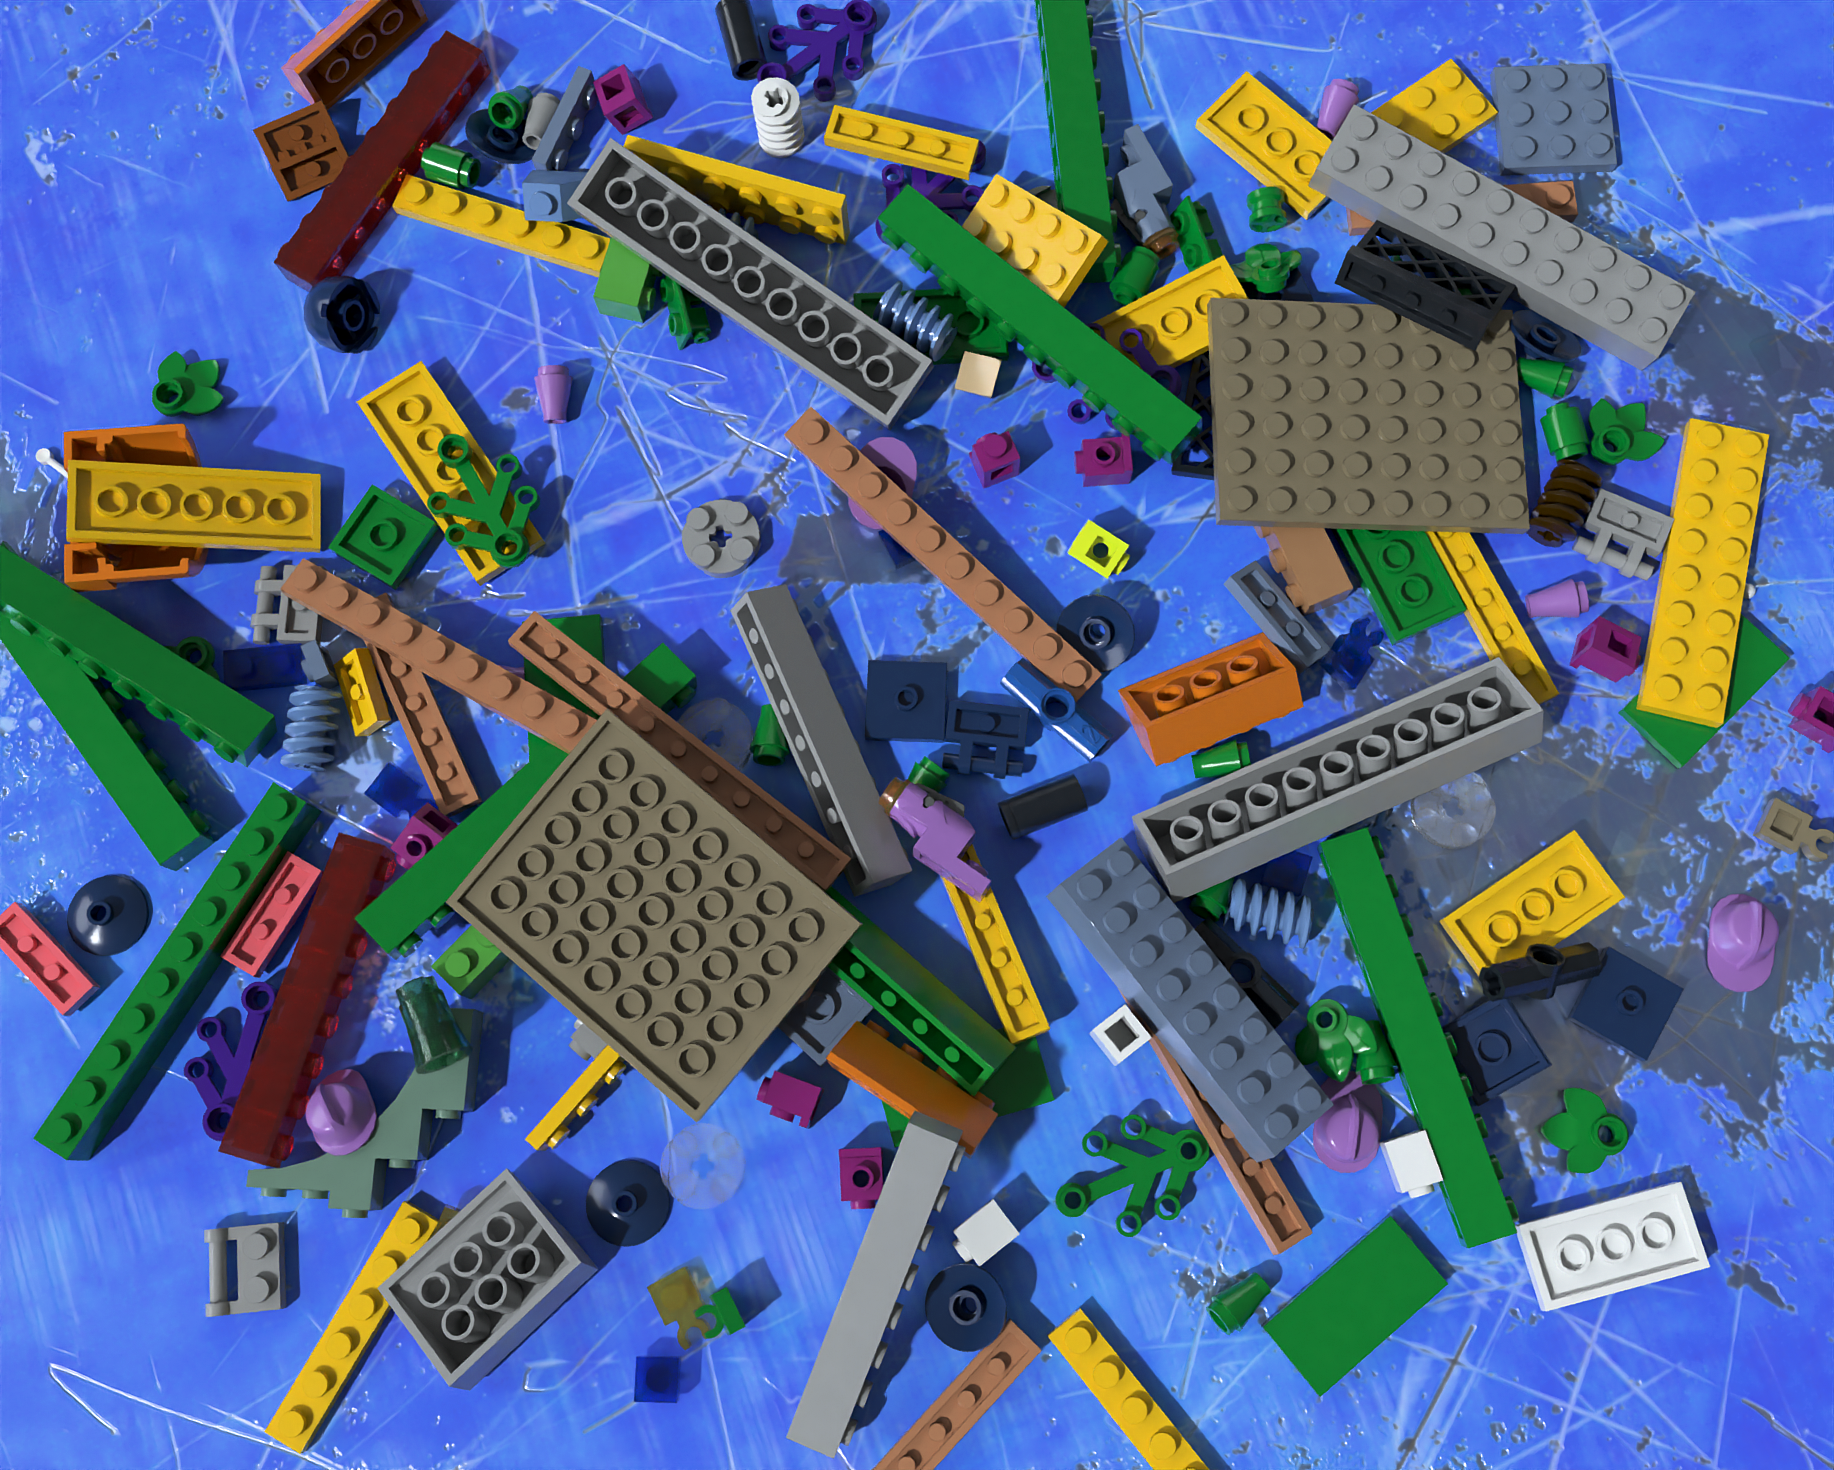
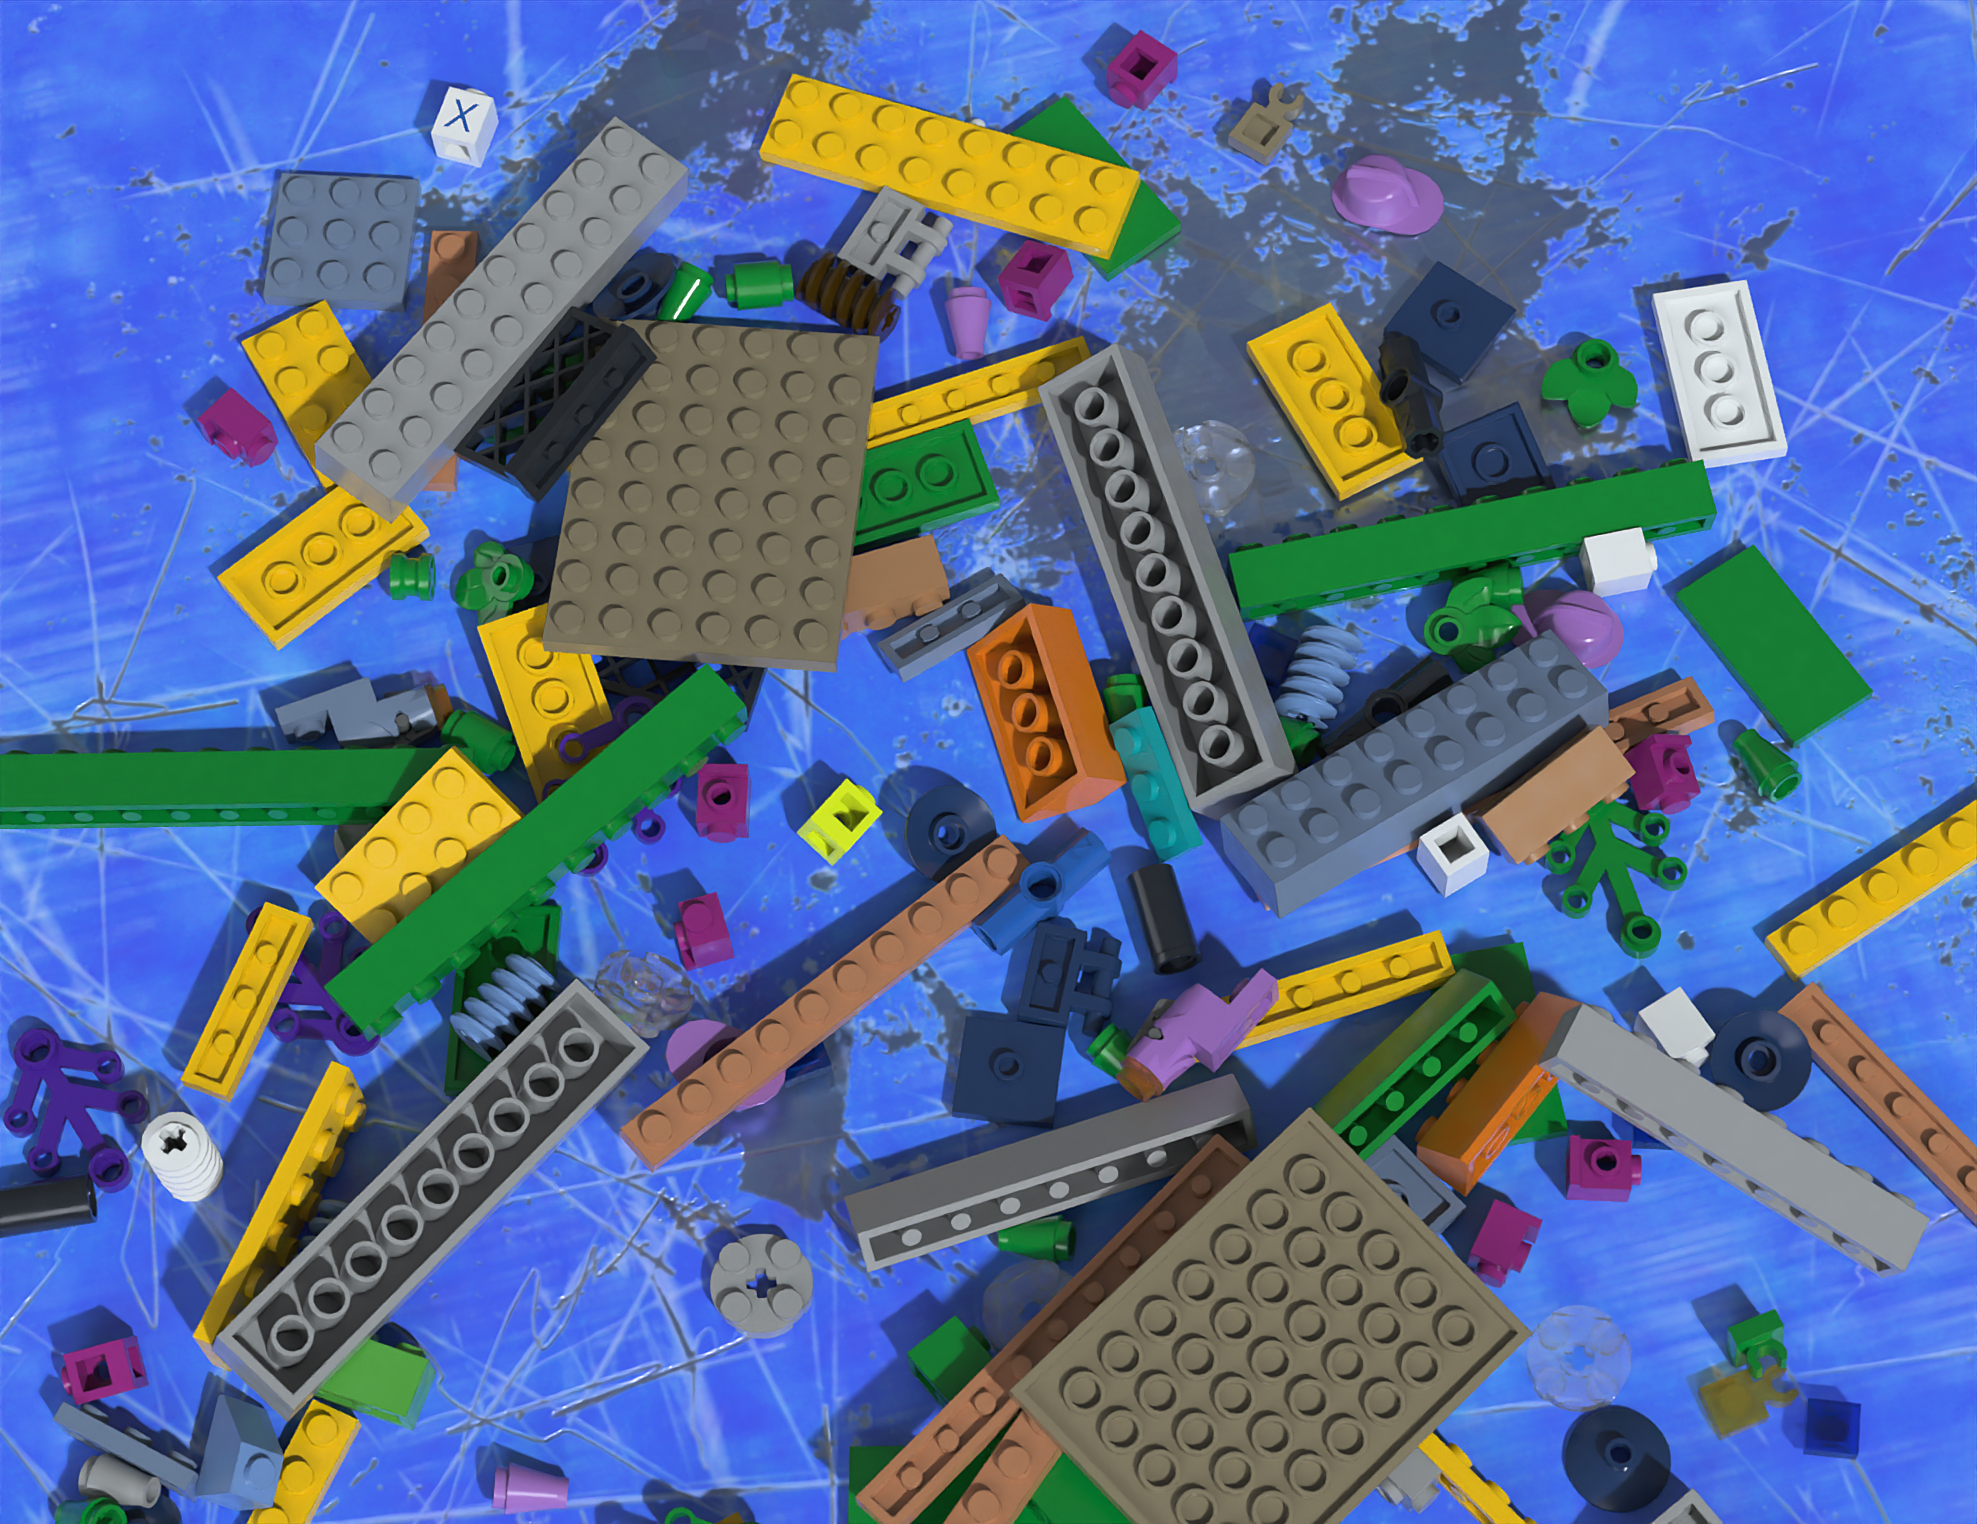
camera: 85 degrees left, 10 degrees down
(683, 320) = (450, 1310): green hinge -> none
(919, 421) = (621, 987): none -> clear plate
(978, 374) = (585, 941): tan slope -> none
(1153, 787) = (1155, 784): none -> teal plate
(1178, 1117) = (1555, 795): none -> medium nougat brick
(1192, 227) = (454, 664): green hinge -> none
(1215, 1211) = (1663, 773): none -> magenta brick
(1336, 104) = (283, 480): medium lavender cone -> none
(1349, 655) = (1010, 554): clear blue plate -> none
(1375, 66) = (238, 429): none -> magenta brick
(1623, 431) = (763, 224): green plate -> none
(1672, 190) = (465, 126): none -> white brick

